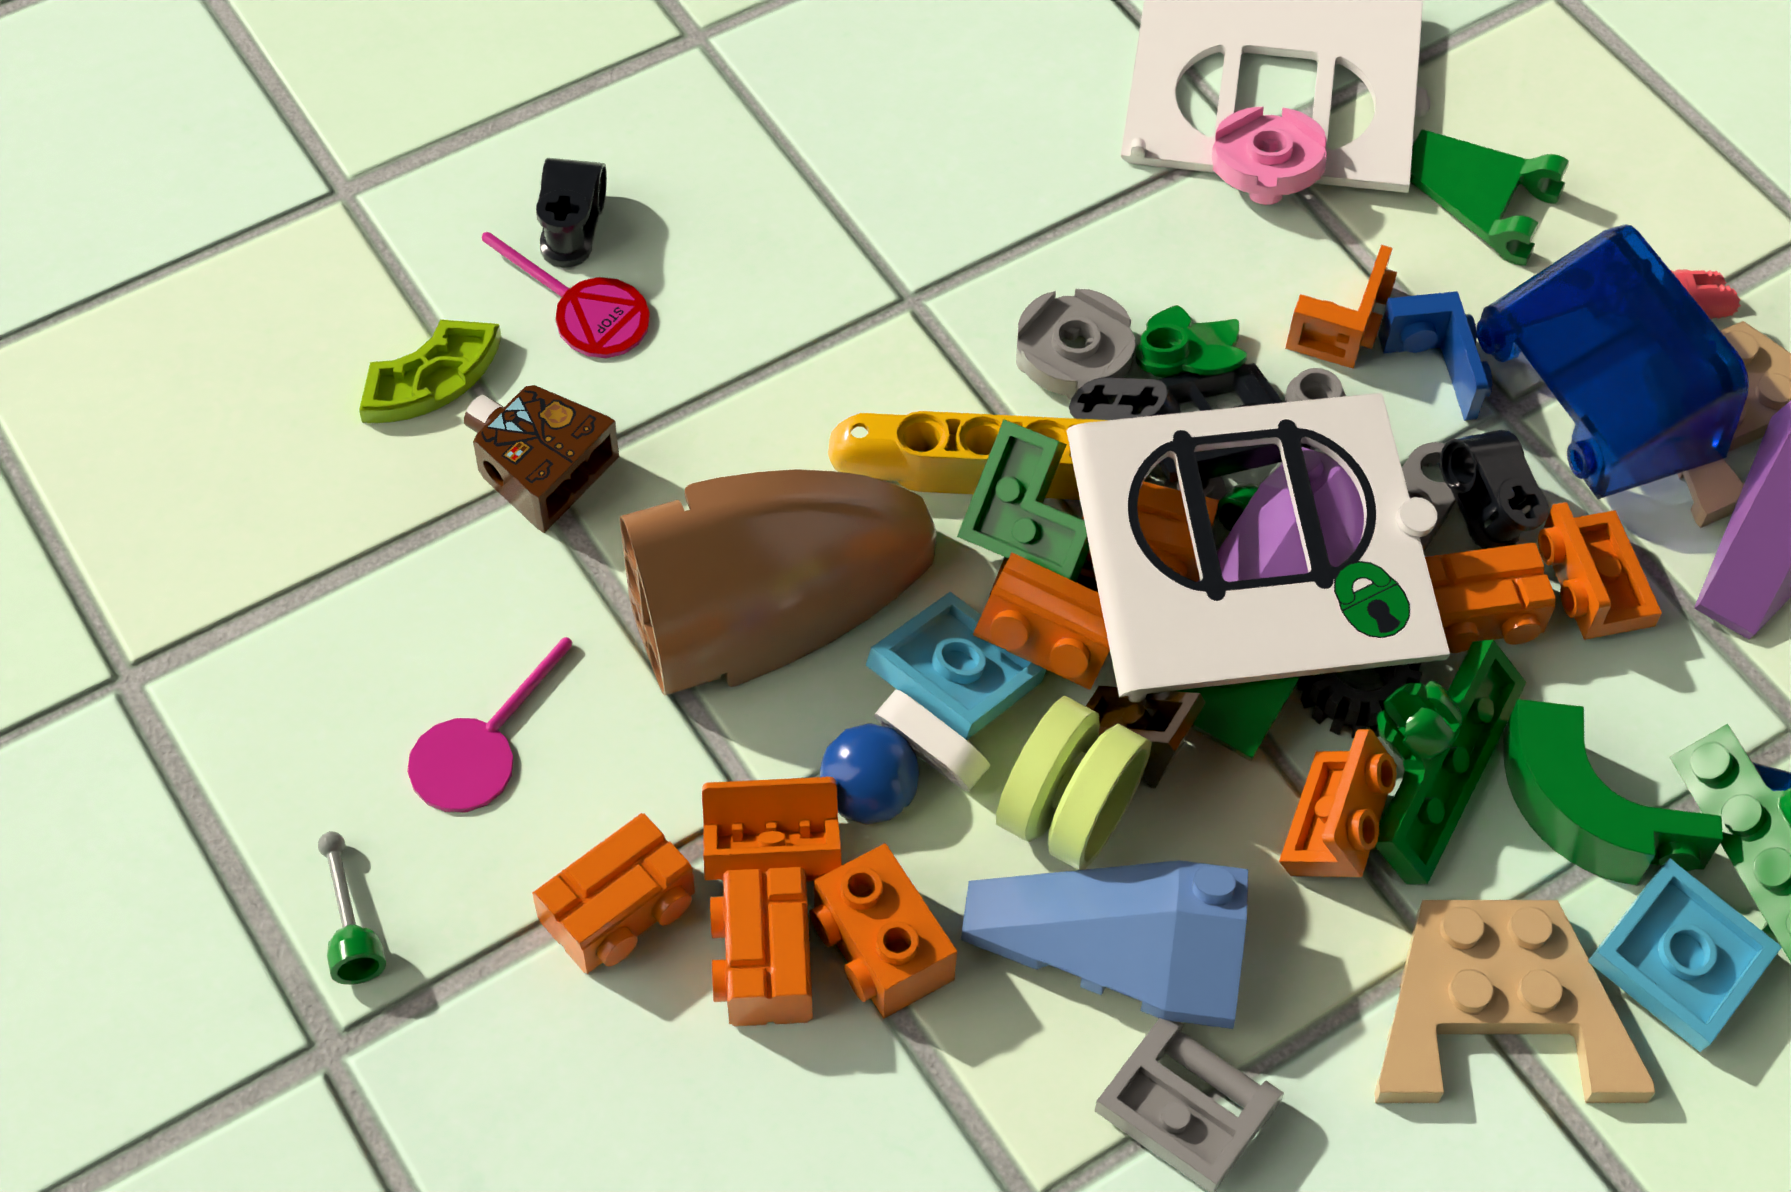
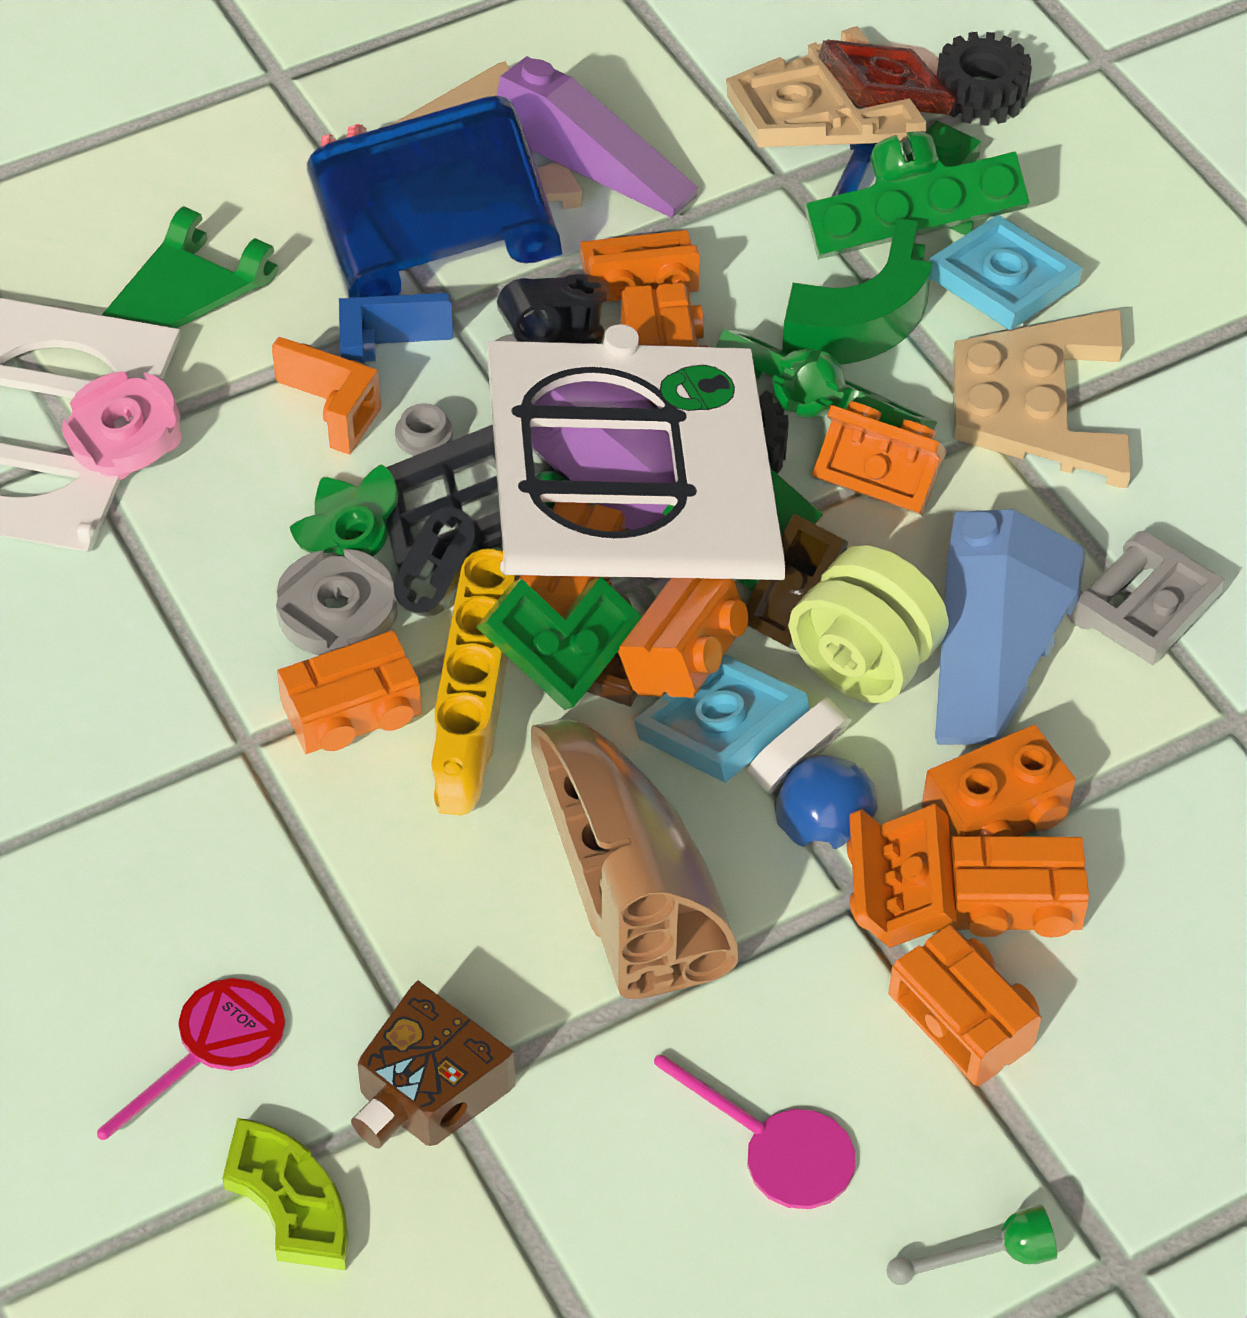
camera: 85 degrees left, 5 degrees down
(570, 209) = (74, 1039): black piece -> none
(959, 356) = (350, 693): none -> orange brick

